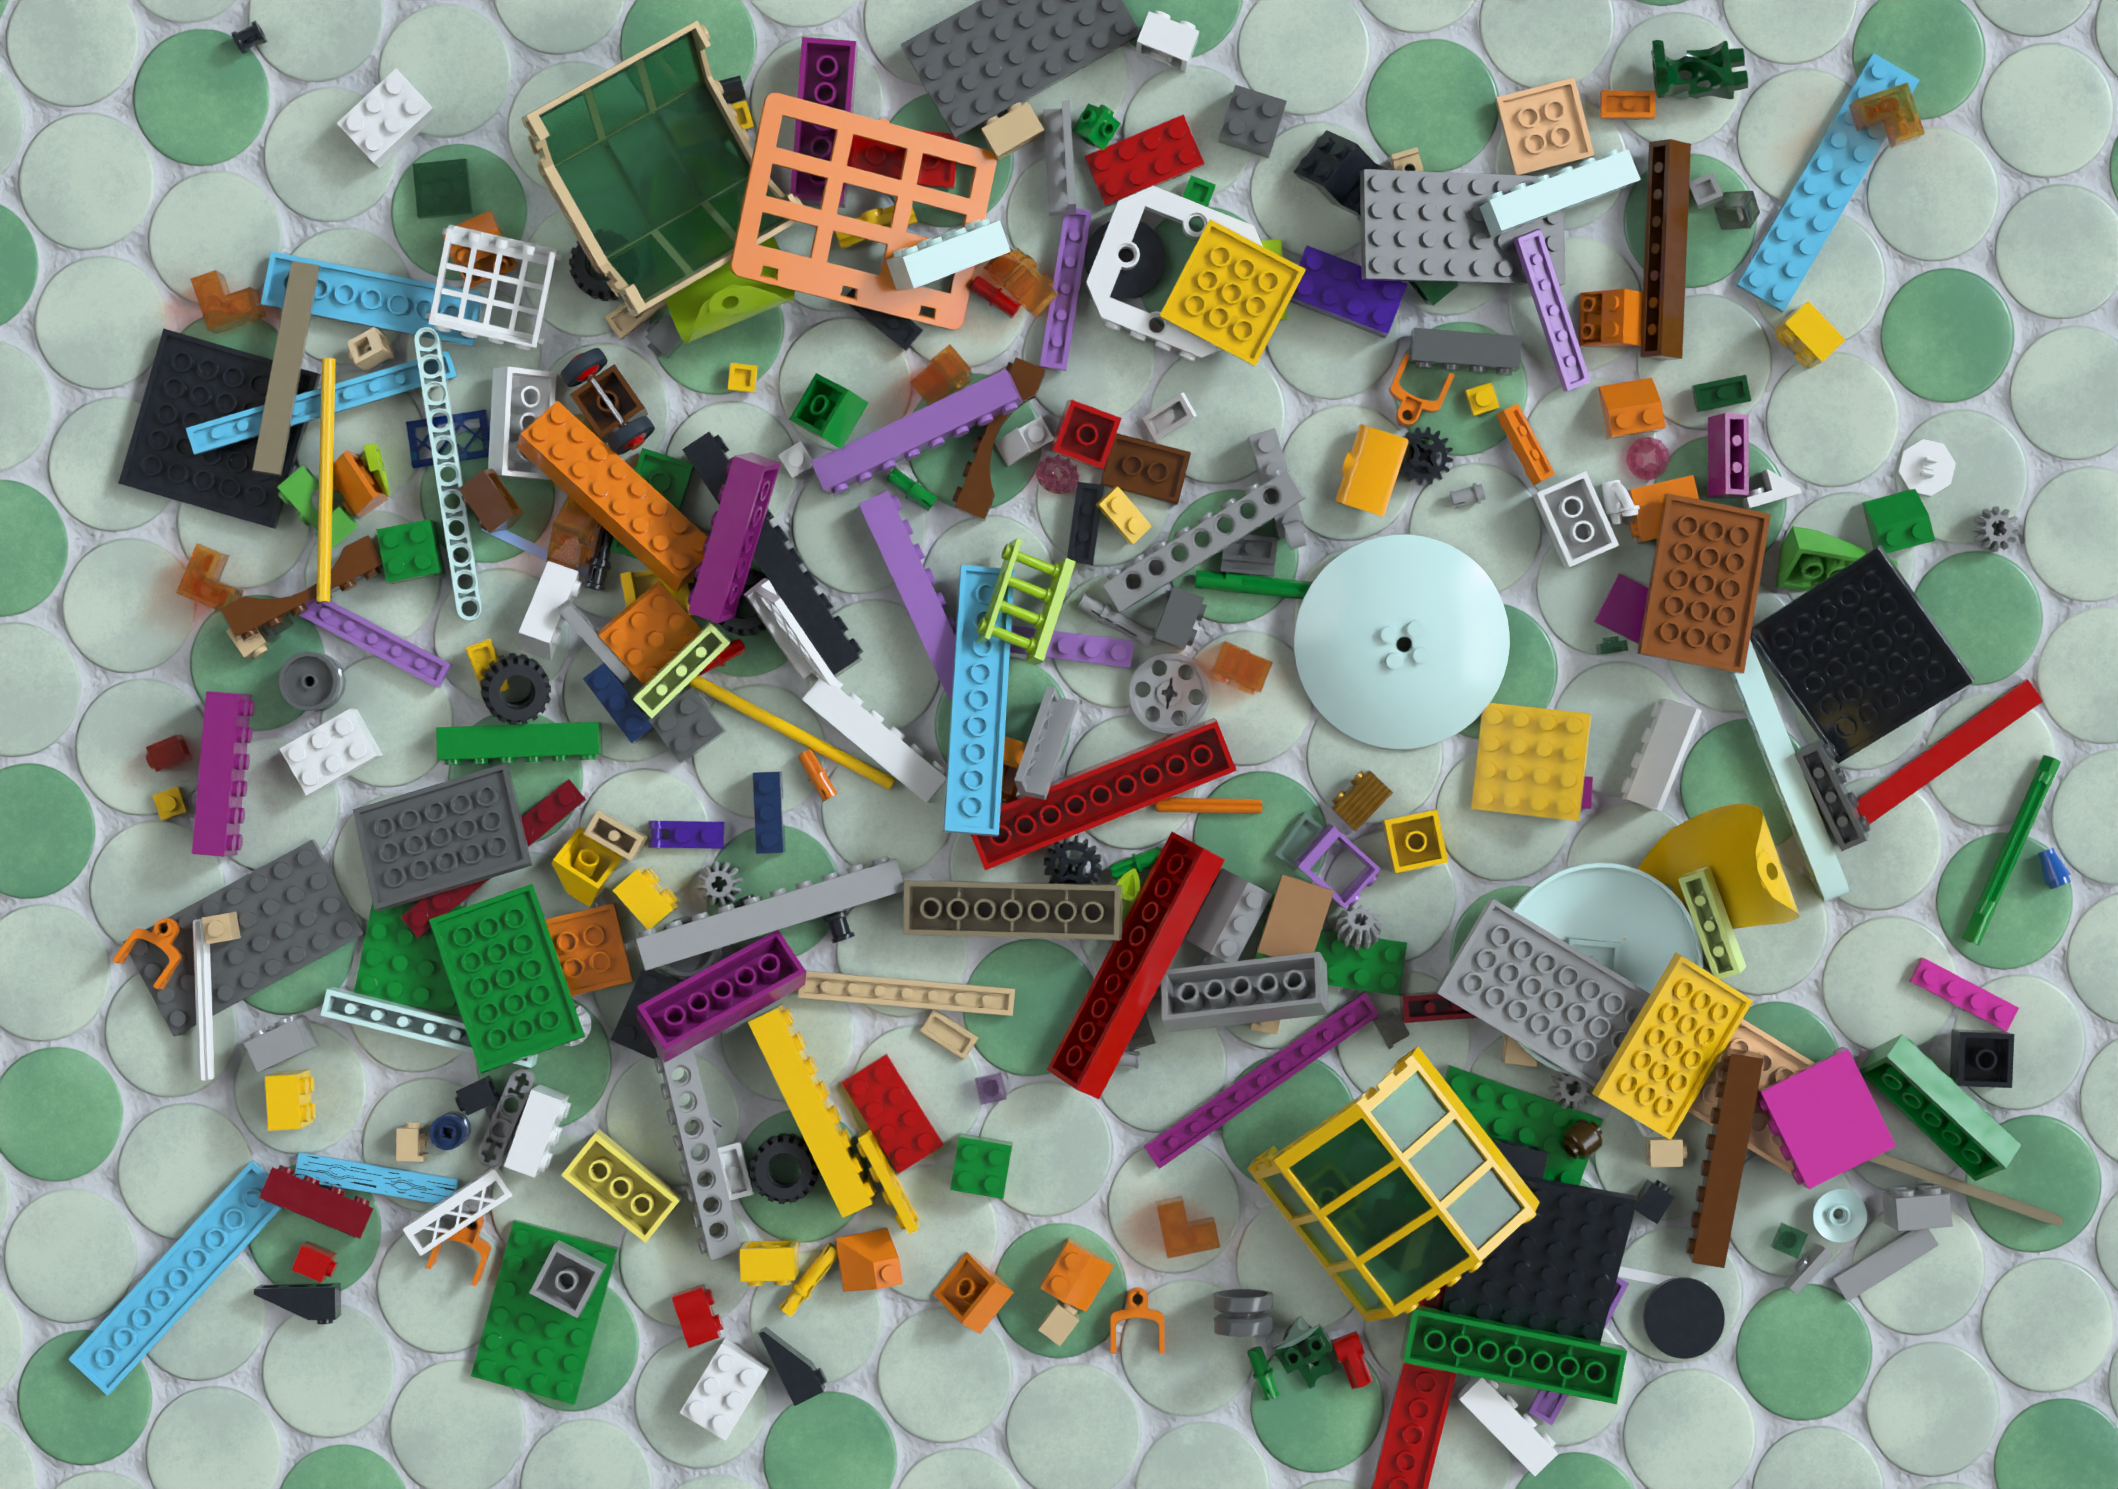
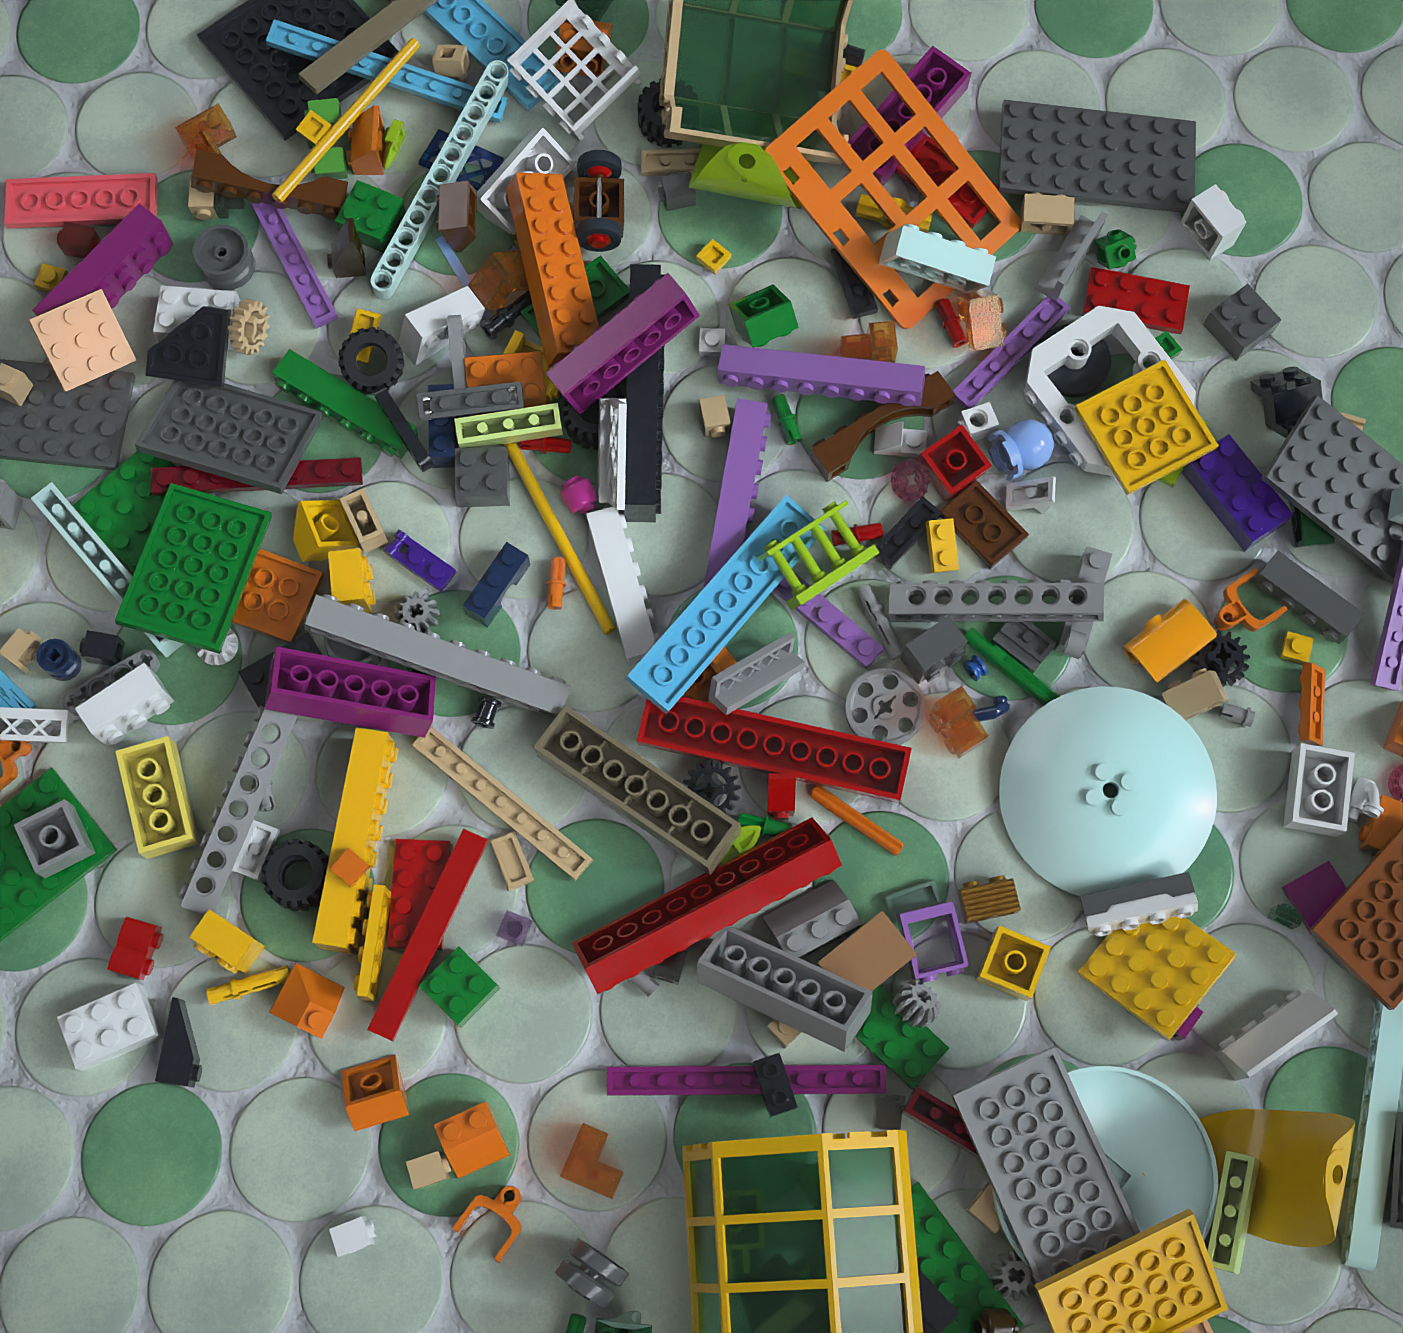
camera: 30 degrees right, 15 degrees down
(139, 713) = (77, 199): none -> coral plate
(254, 847) = (82, 340): none -> light nougat plate
(304, 510) = (313, 127): none -> yellow plate
(356, 788) = (193, 349): none -> black plate
(385, 732) = (248, 326): none -> tan gear
(419, 604) = (347, 252): none -> dark brown slope
(591, 734) = (402, 428): none -> black beam
(634, 674) = (469, 401): none -> dark grey piece
(781, 683) = (579, 495): none -> dark pink head
(829, 1139) = (350, 867): none -> orange tile
(849, 531) = (714, 416): none -> tan brick
(926, 1142) = (427, 935): none -> red tile
(1036, 1411) = (353, 1235): none -> white brick
(1046, 551) = (861, 533): none -> red axle
(1083, 367) = (982, 413): none -> white brick
(1135, 832) = (781, 795): none -> red slope
(1136, 376) = (1023, 446): none -> light blue tile
(1222, 606) = (975, 668): none -> blue bush
(1262, 635) = (992, 712): none -> dark blue arm
(1288, 1072) = (774, 1085): none -> black brick
(1423, 507) = (1195, 695): none -> tan brick
(1486, 723) = (1139, 904): none -> piece

